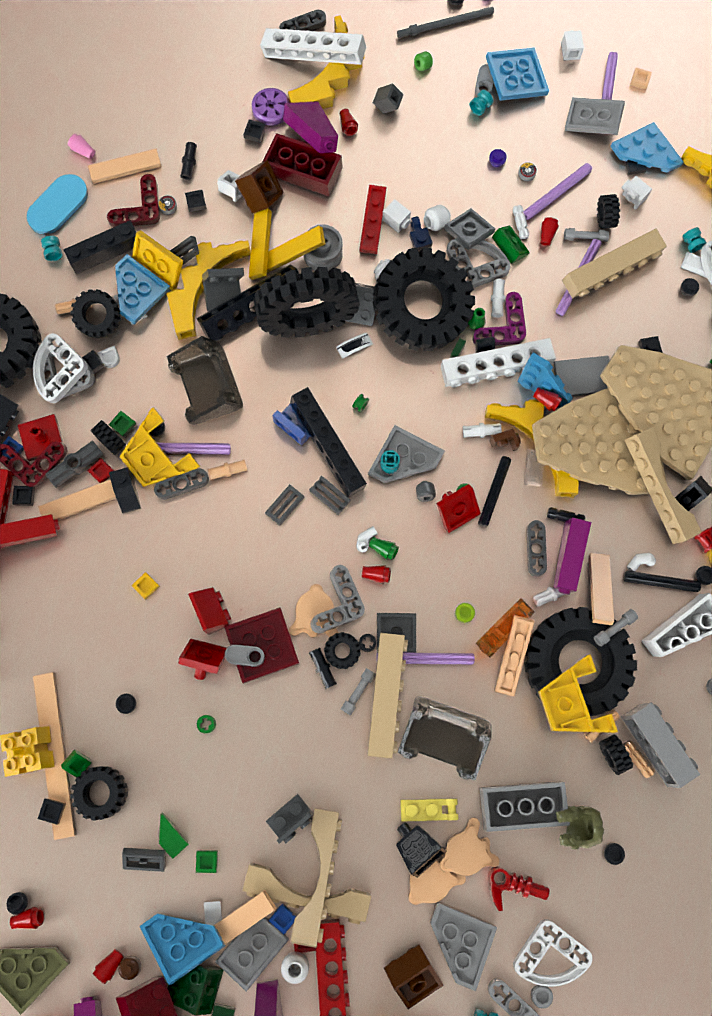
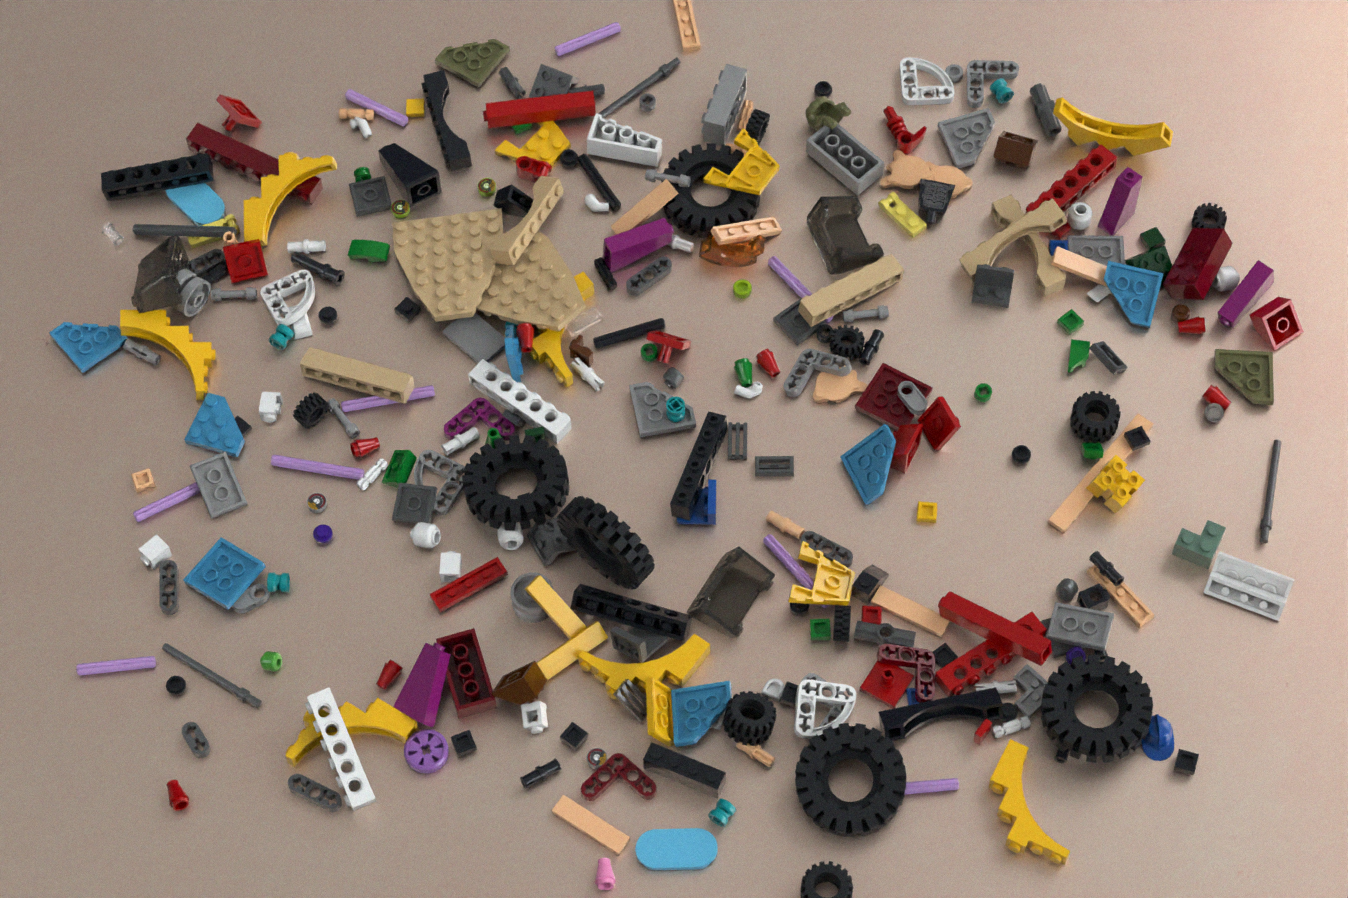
camera: 125 degrees left, 15 degrees down
(216, 571) = (870, 463): none -> dark azure plate
(360, 403) = (642, 472): green bush -> none
(388, 98) = (340, 655): dark grey brick -> none
(419, 237) = (452, 538): dark blue plate -> none
(539, 46) = (174, 594): none -> dark grey beam

